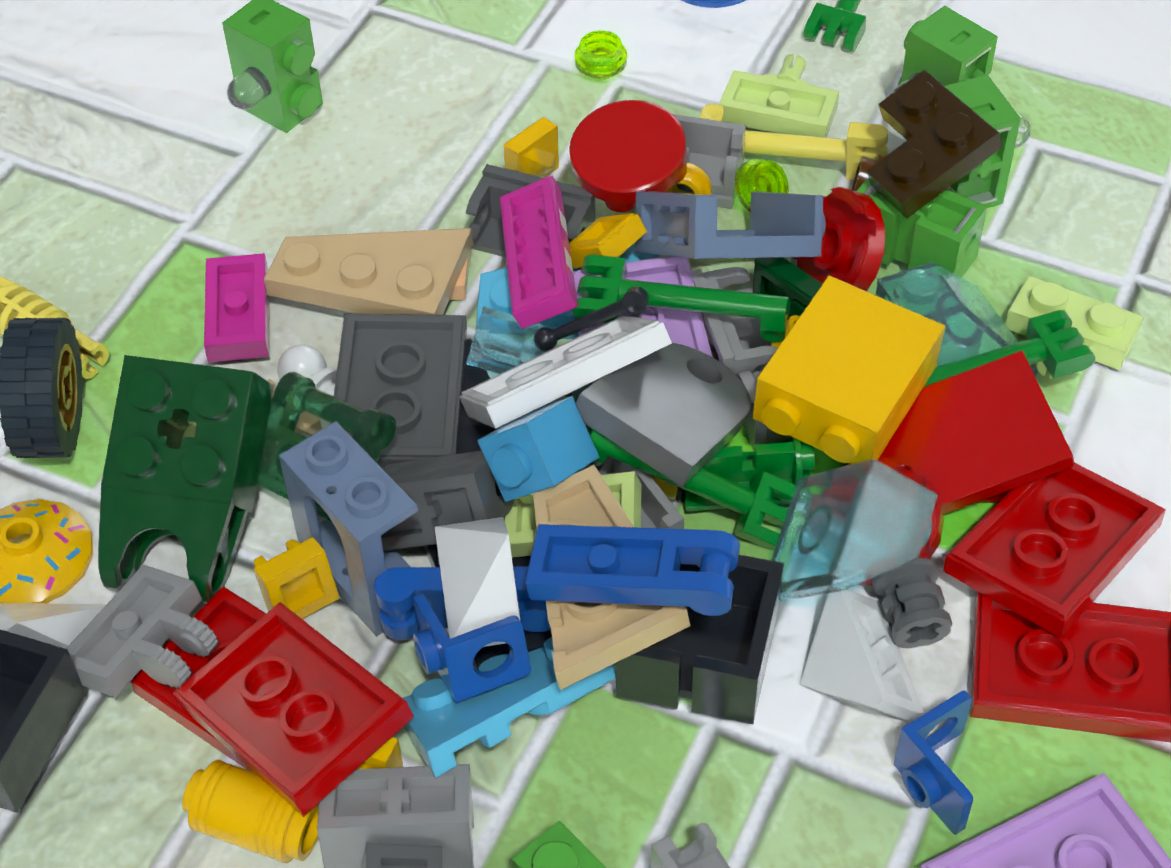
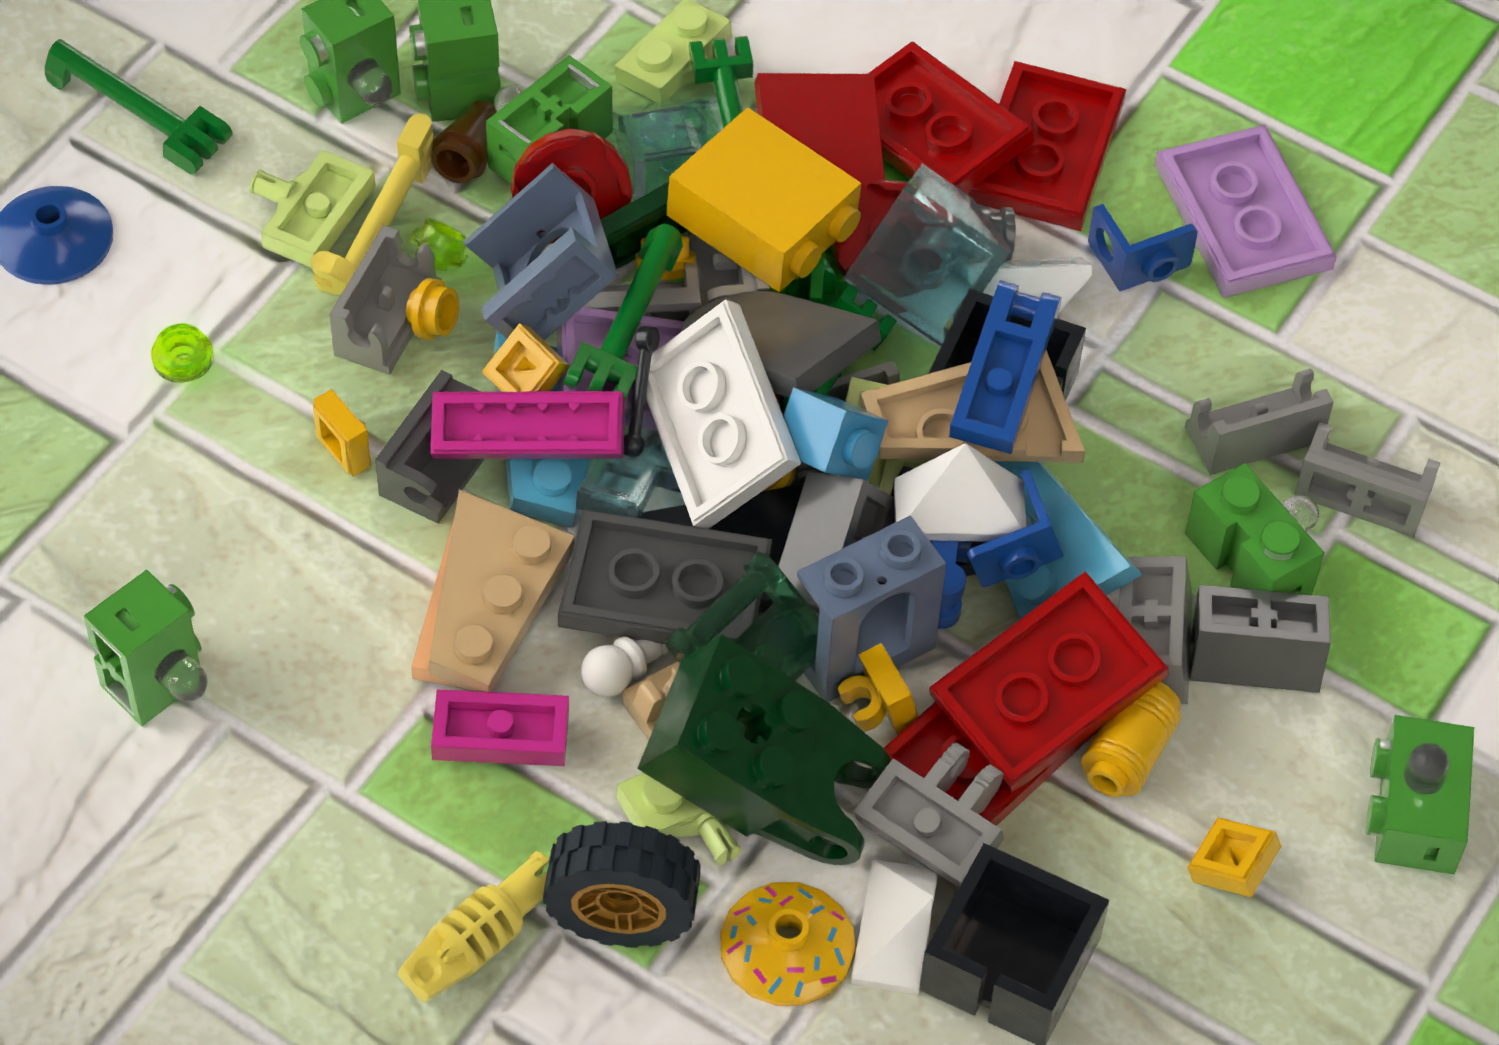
camera: 85 degrees left, 5 degrees up
(628, 150) = (409, 325): red tile -> none
(940, 147) = (503, 50): dark brown plate -> none

